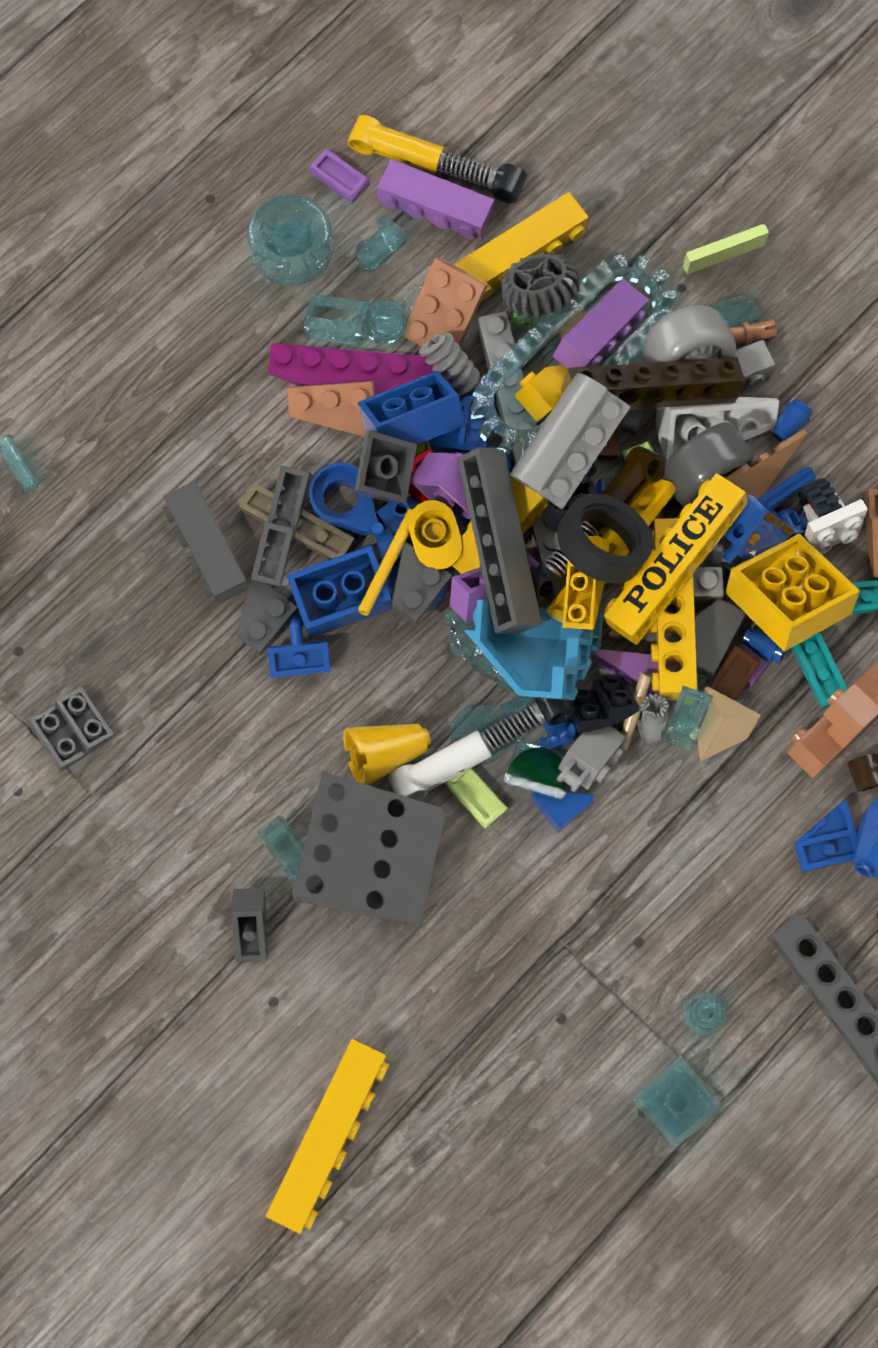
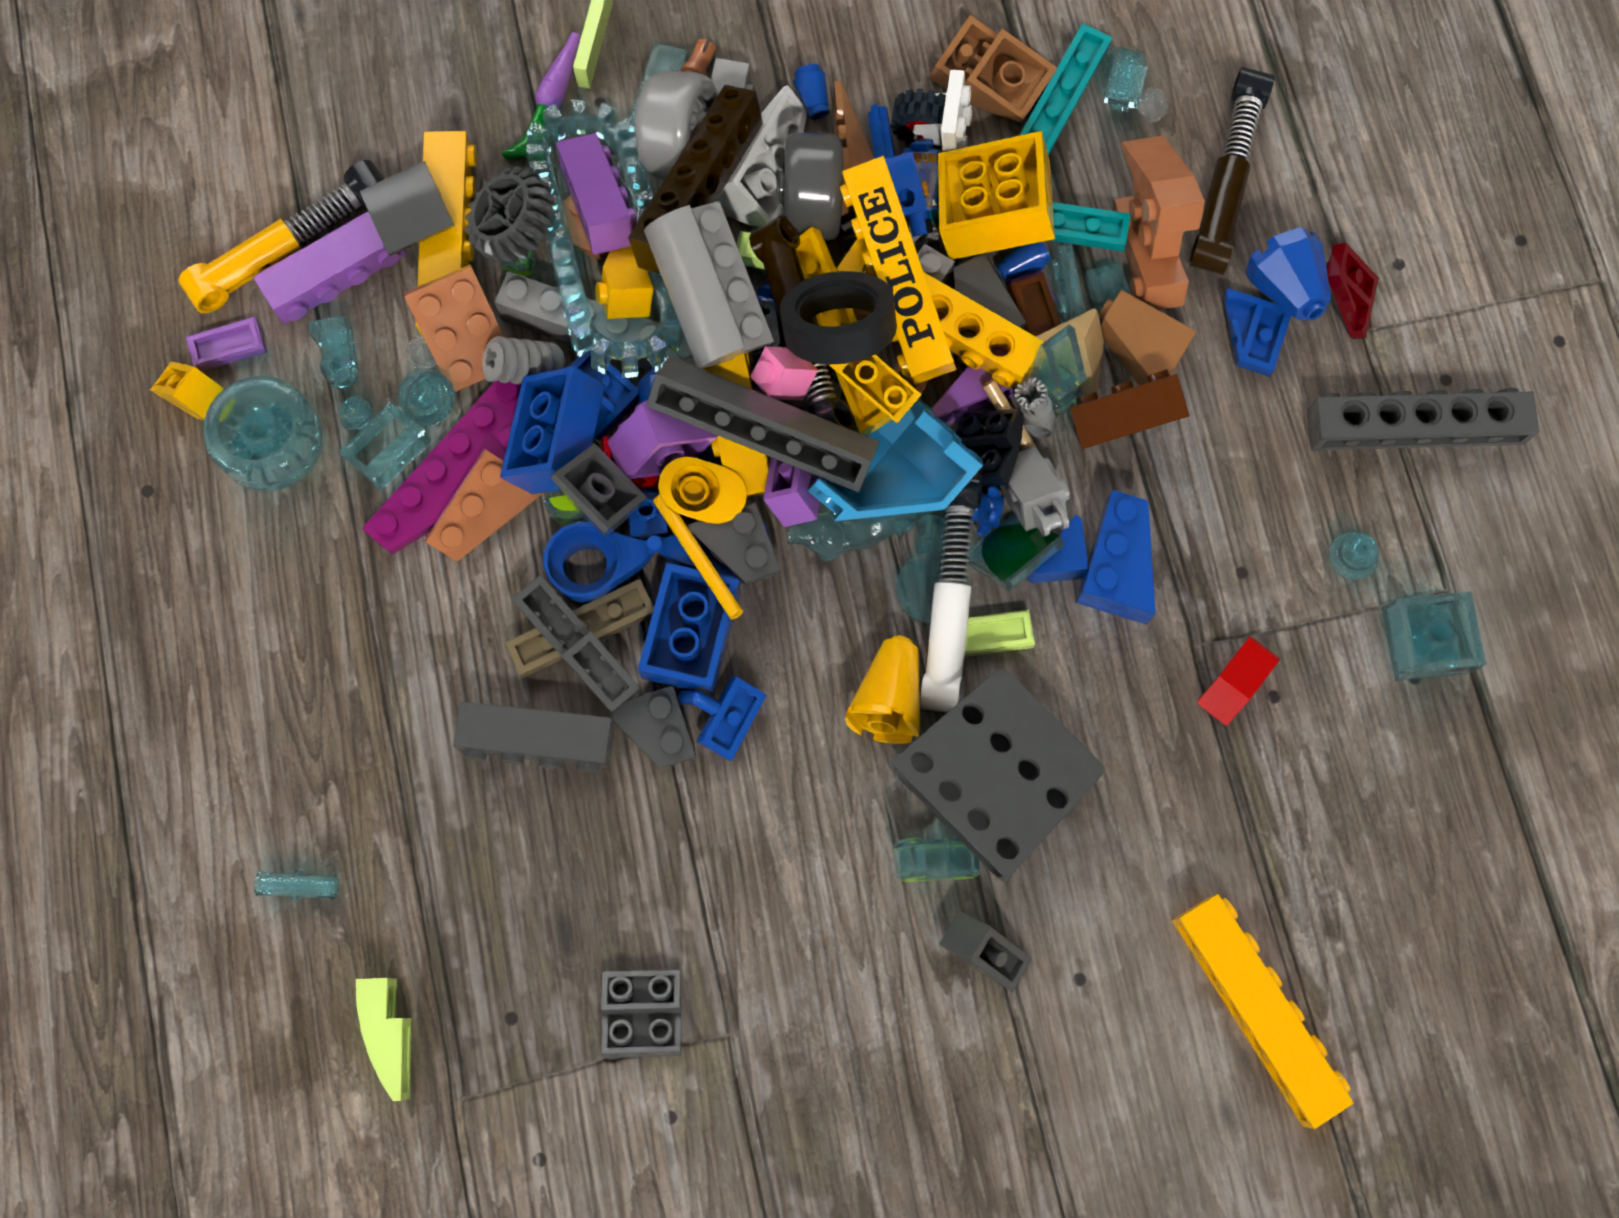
camera: 60 degrees left, 0 degrees up
(290, 173) = (187, 389): none -> yellow slope
(346, 285) = (355, 413): none -> clear light blue plate
(503, 218) = (407, 208): none -> dark grey slope
(542, 531) = (783, 374): none -> bright pink brick
(552, 983) = (1238, 680): none -> red slope
(584, 846) = (1121, 561): none -> blue wedge
(663, 250) = (550, 91): none -> medium lavender piece
(697, 784) = (1129, 409): none -> reddish brown brick
(764, 767) = (1143, 336): none -> medium nougat slope
(776, 677) = (1064, 271): none -> clear light blue plate
(791, 715) = (1106, 283): none -> clear light blue plate

